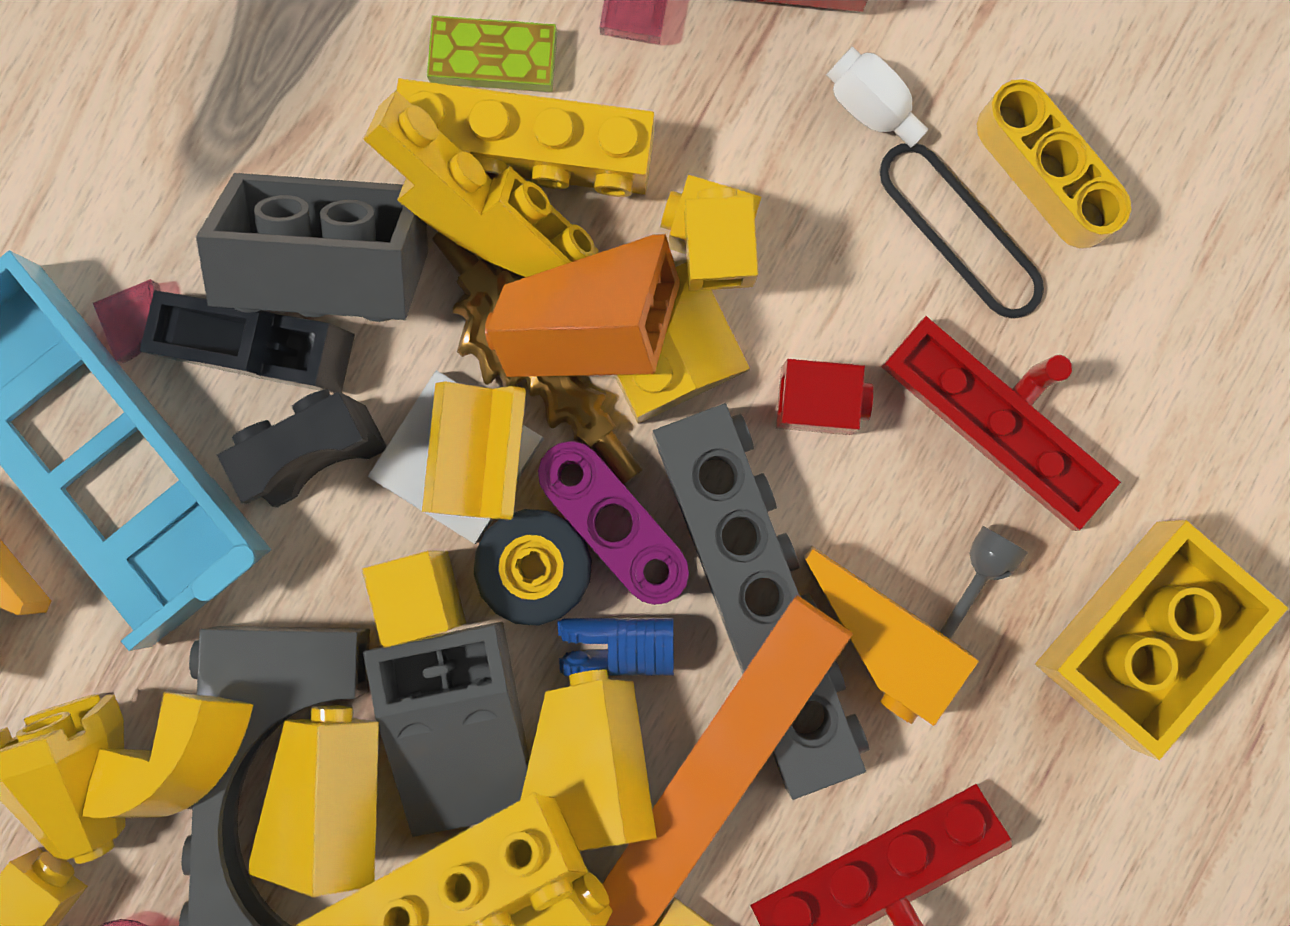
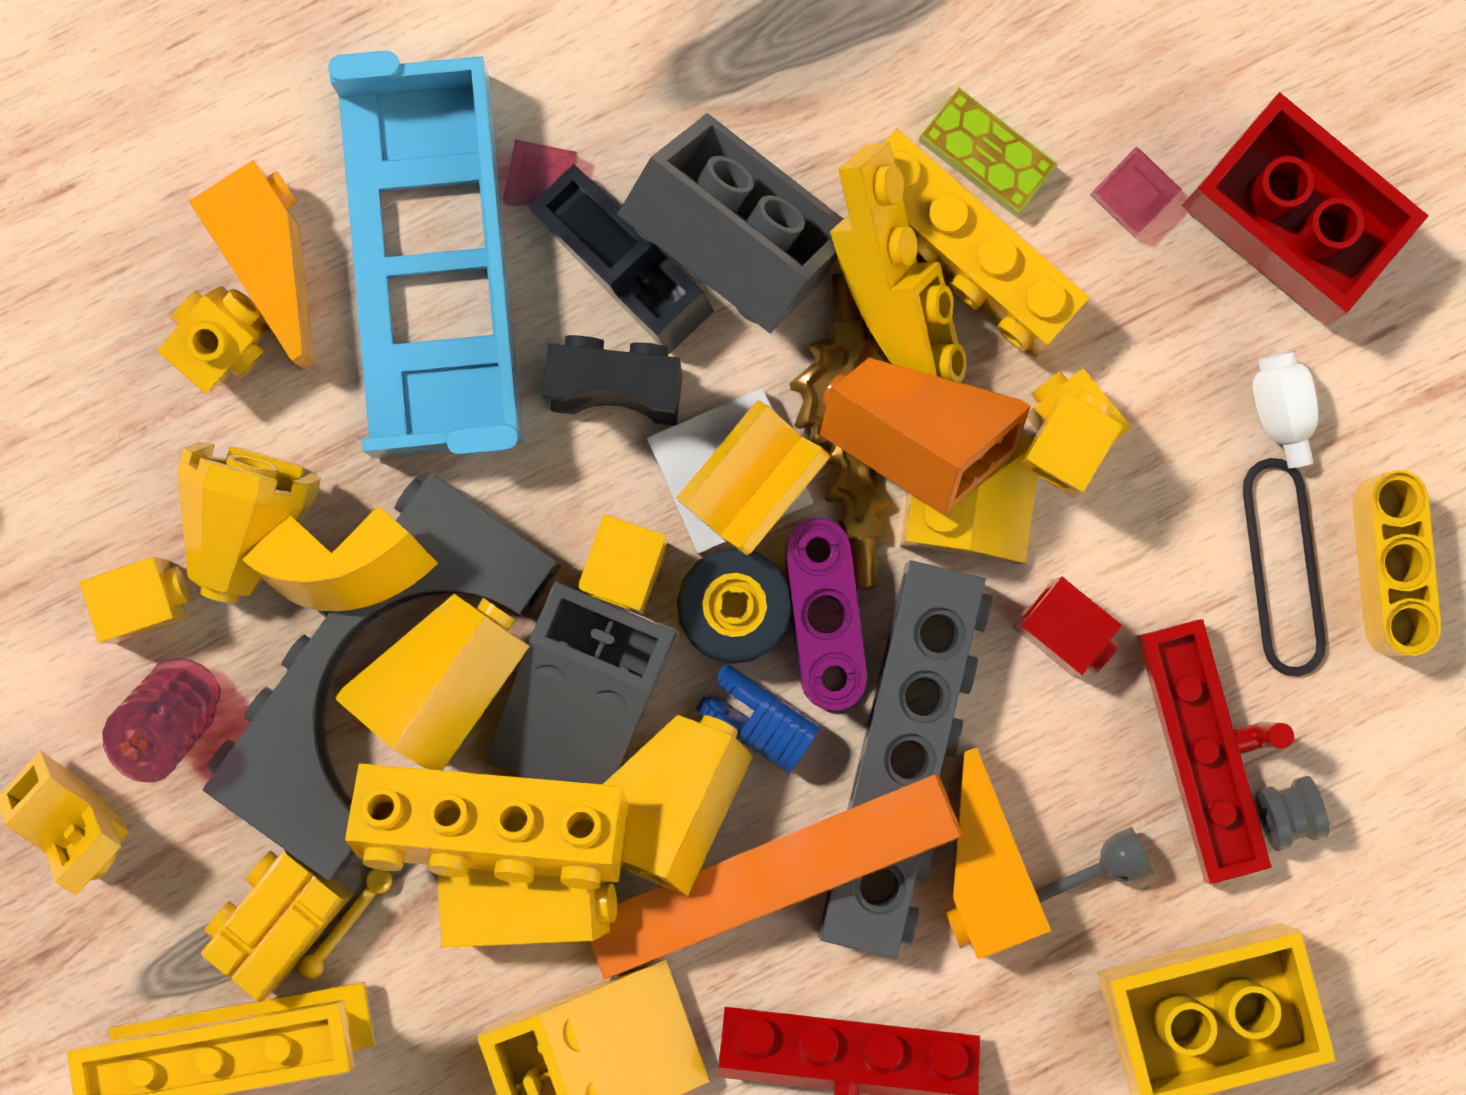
camera: 30 degrees right, 0 degrees up
(1107, 425) = (1292, 813): none -> dark grey wheel

